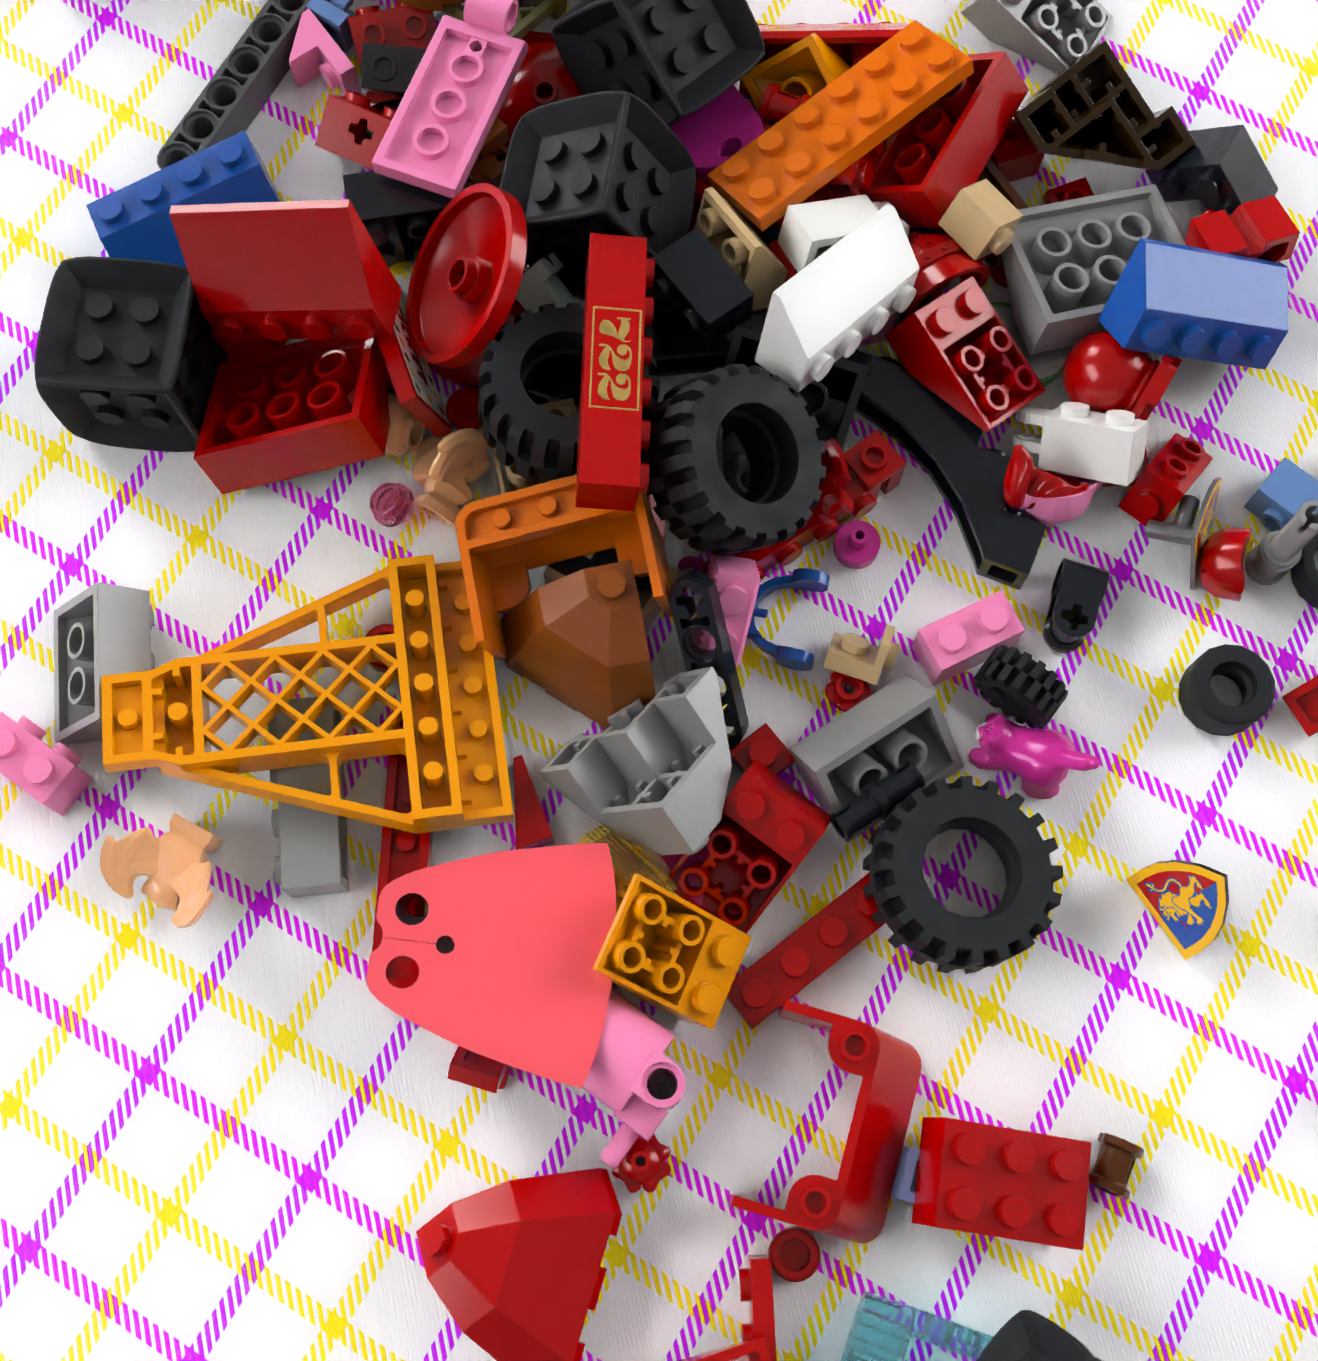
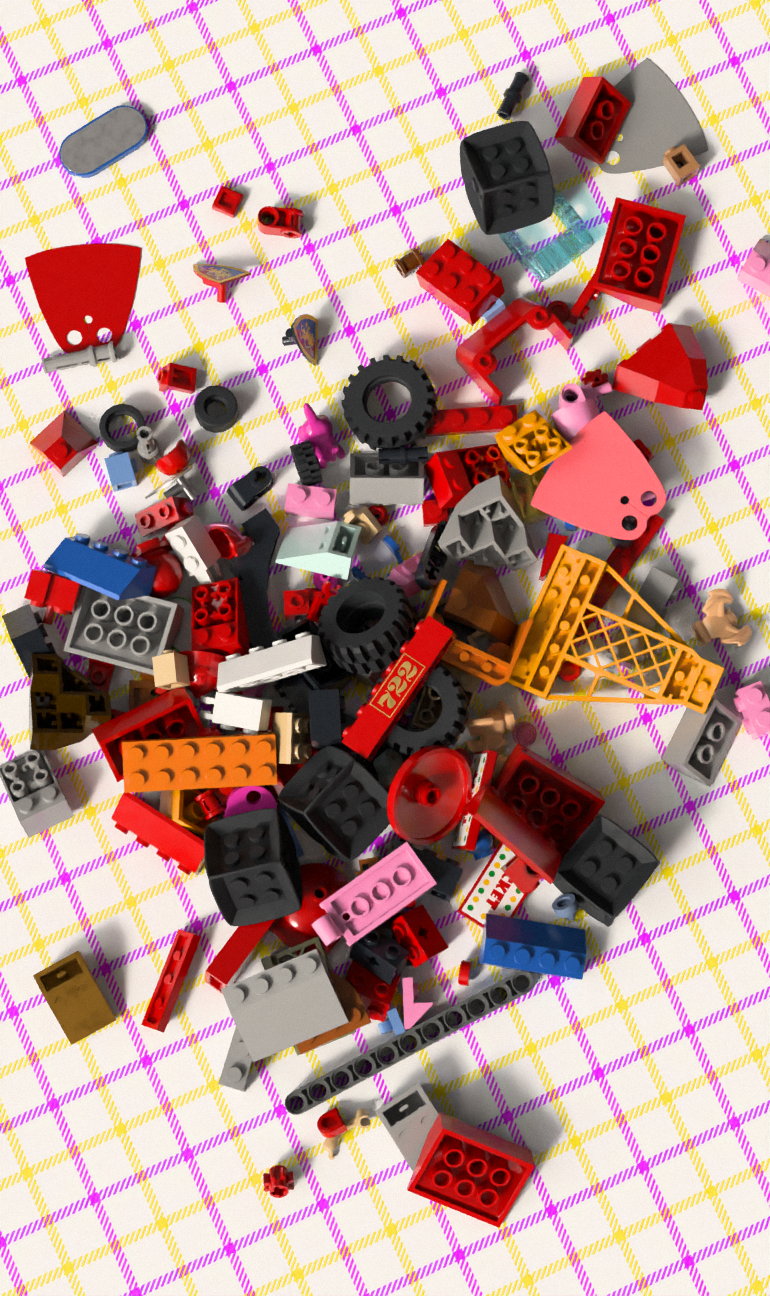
camera: 150 degrees left, 5 degrees up
(273, 137) = (465, 973): none -> red tile
(896, 568) = (321, 548): none -> light aqua slope

